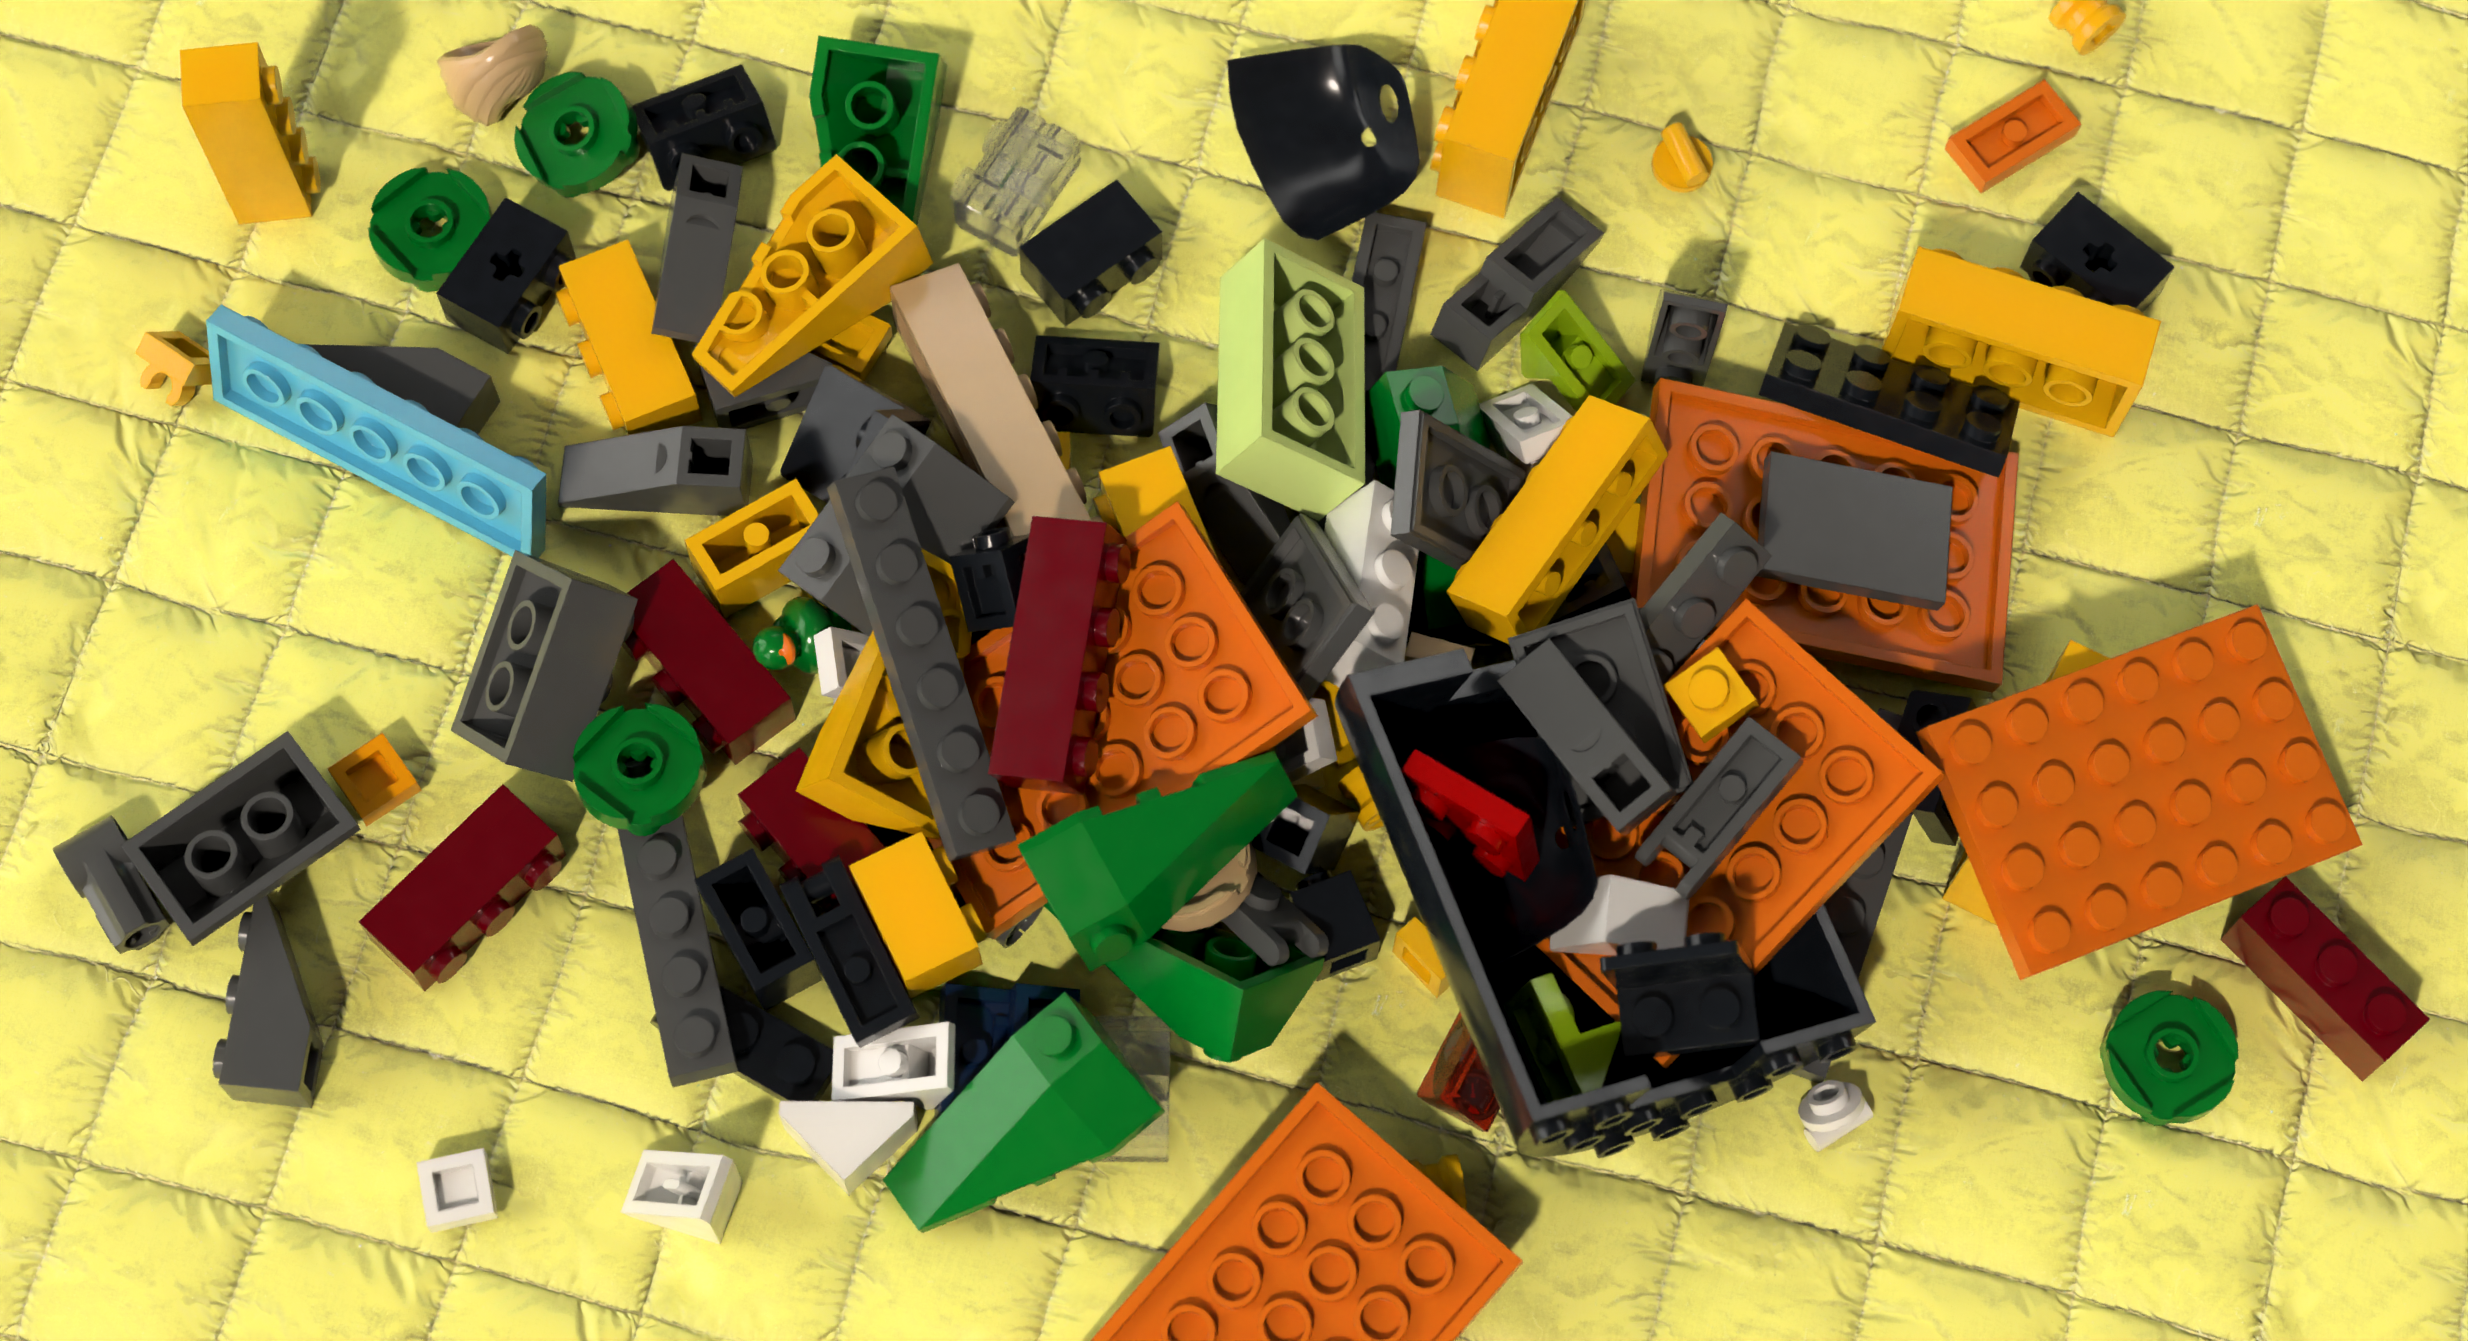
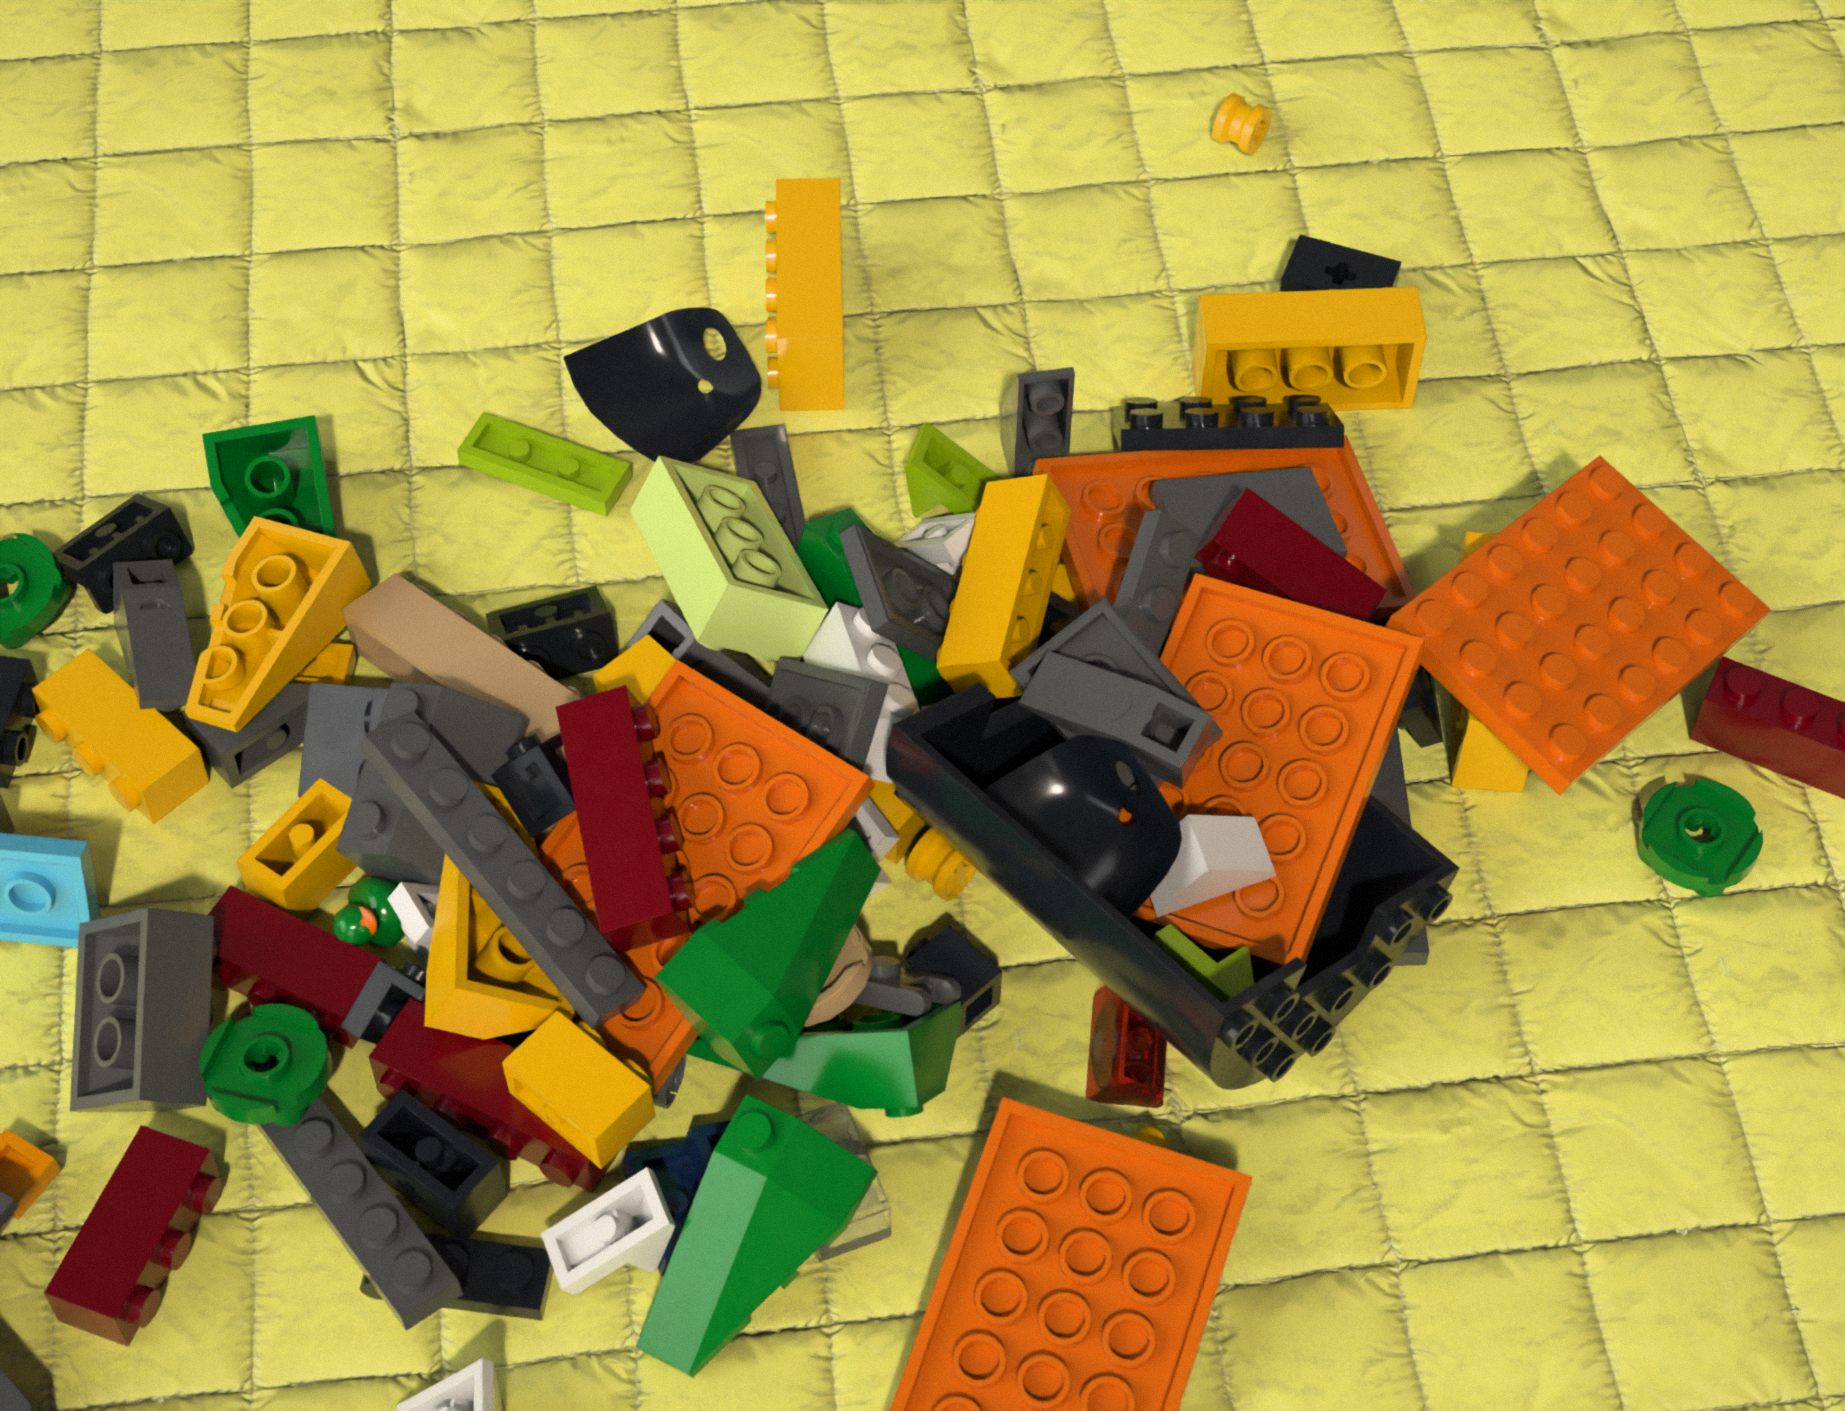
camera: 20 degrees left, 15 degrees down
(660, 472) = (191, 824): dark grey slope -> none
(775, 738) = (383, 999): none -> black bracket
(849, 1136) = (587, 1315): white slope -> none
(850, 954) = (531, 1146): black plate -> none
(1015, 180) = (416, 504): clear brick -> none
(1092, 254) = (507, 537): black brick -> none
(1163, 178) = (544, 464): none -> lime plate
(1308, 832) = (898, 909): black brick -> none
(1417, 953) = (1045, 977): yellow plate -> none
(1461, 810) = (1057, 808): red plate -> none
(1515, 283) = (877, 447): dark grey slope -> none
(1681, 160) = (969, 319): yellow plate -> none
(1684, 996) = (1292, 892): black bracket -> none
(1711, 695) = (1203, 655): yellow plate -> none
(1722, 804) = (1253, 731): dark grey hinge -> none
(1832, 1112) = (1448, 979): white plate -> none
(1861, 616) = (1274, 555): none -> dark red brick
(2012, 136) = (1226, 221): orange plate -> none

